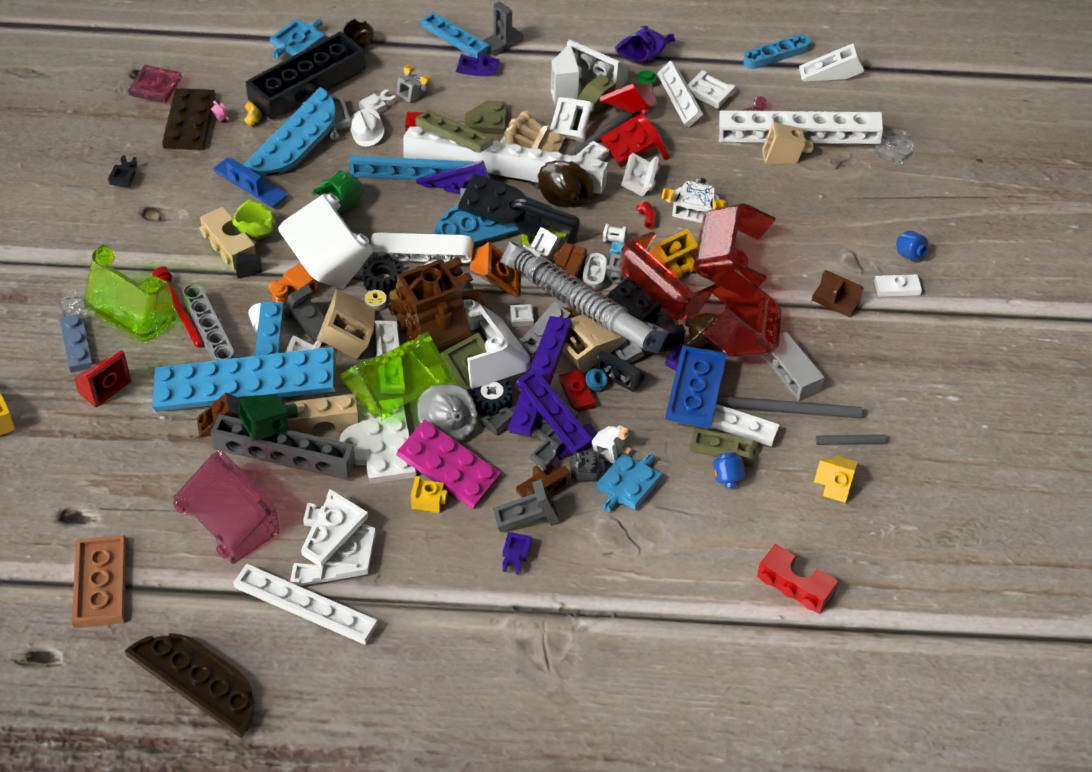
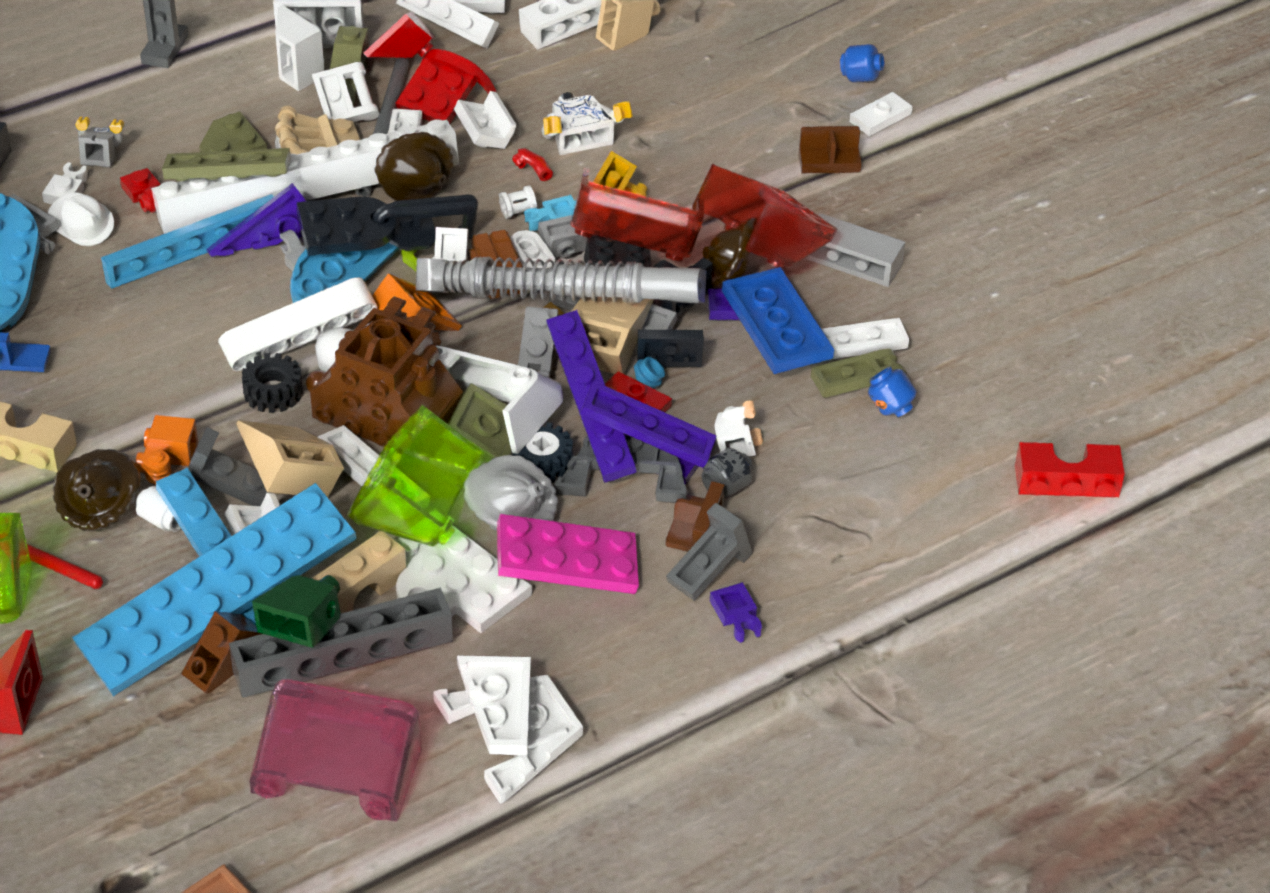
camera: 35 degrees left, 5 degrees down
(207, 323) = (95, 550): light grey beam -> none
(237, 289) = (96, 489): none -> dark brown piece
(248, 265) = (78, 445): black slope -> none
(254, 220) = (42, 391): lime hair -> none
(305, 604) = (540, 811): white plate -> none
(325, 242) = (173, 367): white windscreen -> none
(345, 187) = (127, 311): green hair -> none
(376, 299) = (288, 414): tile -> none
(428, 495) = (573, 604): yellow brick -> none
(455, 35) = (98, 62): dark azure plate -> none
(477, 67) = (166, 85): dark purple slope -> none
(521, 315) = (488, 344): white tile -> none
(628, 481) = (790, 466): dark azure plate -> none
(646, 77) = (388, 14): green plate -> none
(717, 240) = (663, 151): clear red windscreen -> none
(790, 406) = (894, 293): dark grey piece -> none
(836, 476) = (1014, 340): yellow brick -> none
(850, 439) = (982, 298): dark grey bar -> none

